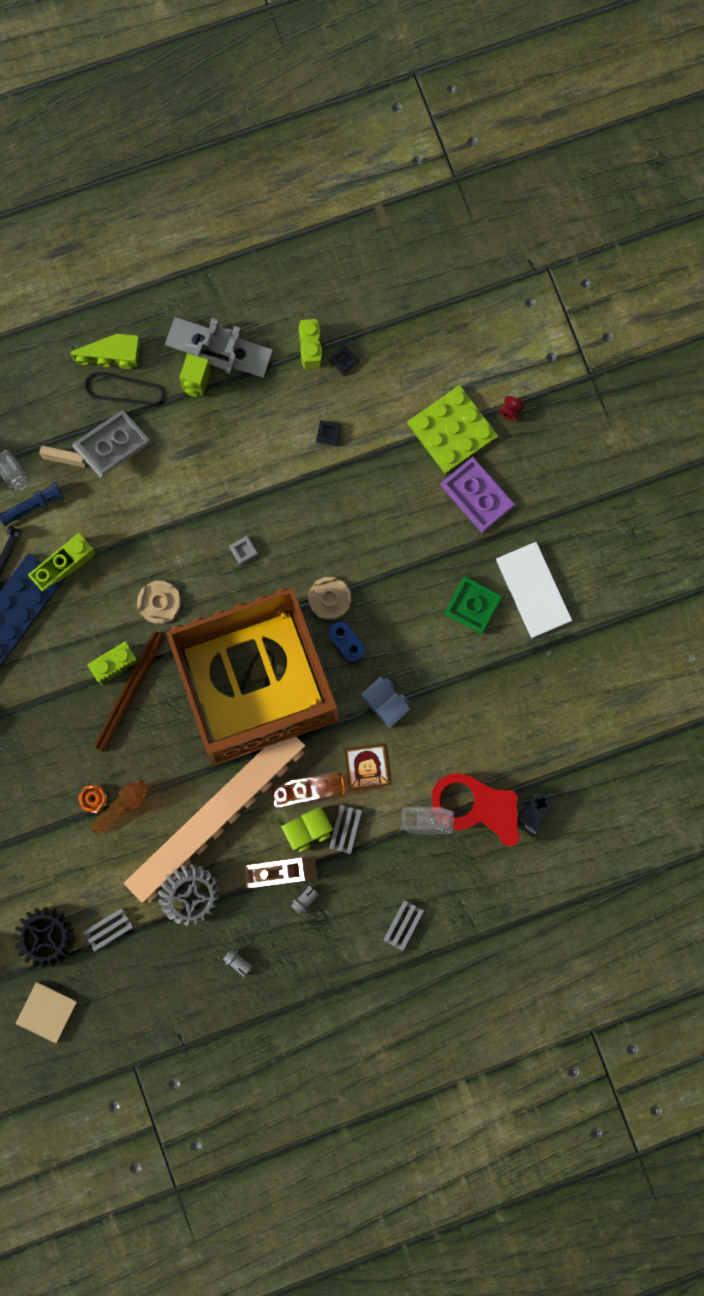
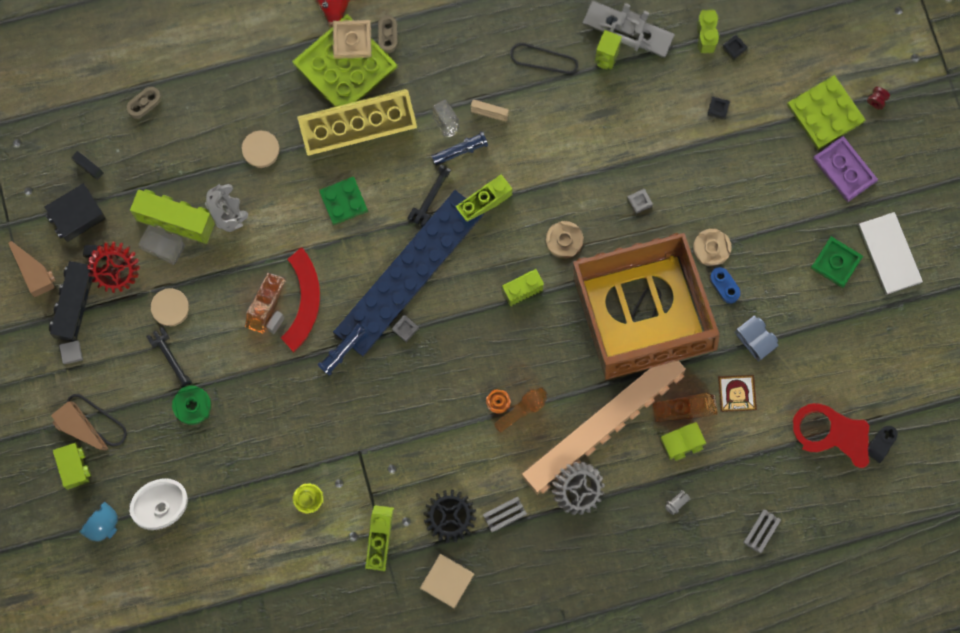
camera: 10 degrees right, 5 degrees down
(111, 443) = (532, 102): light grey tile -> none
(113, 350) = (537, 25): lime slope -> none
(128, 691) = (534, 313): reddish brown axle -> none
(237, 962) = (615, 551): light grey pin -> none
(280, 872) = (658, 476): medium nougat slope -> none
(349, 812) = (720, 429): light grey tile -> none
(427, 820) = (789, 441): clear brick -> none

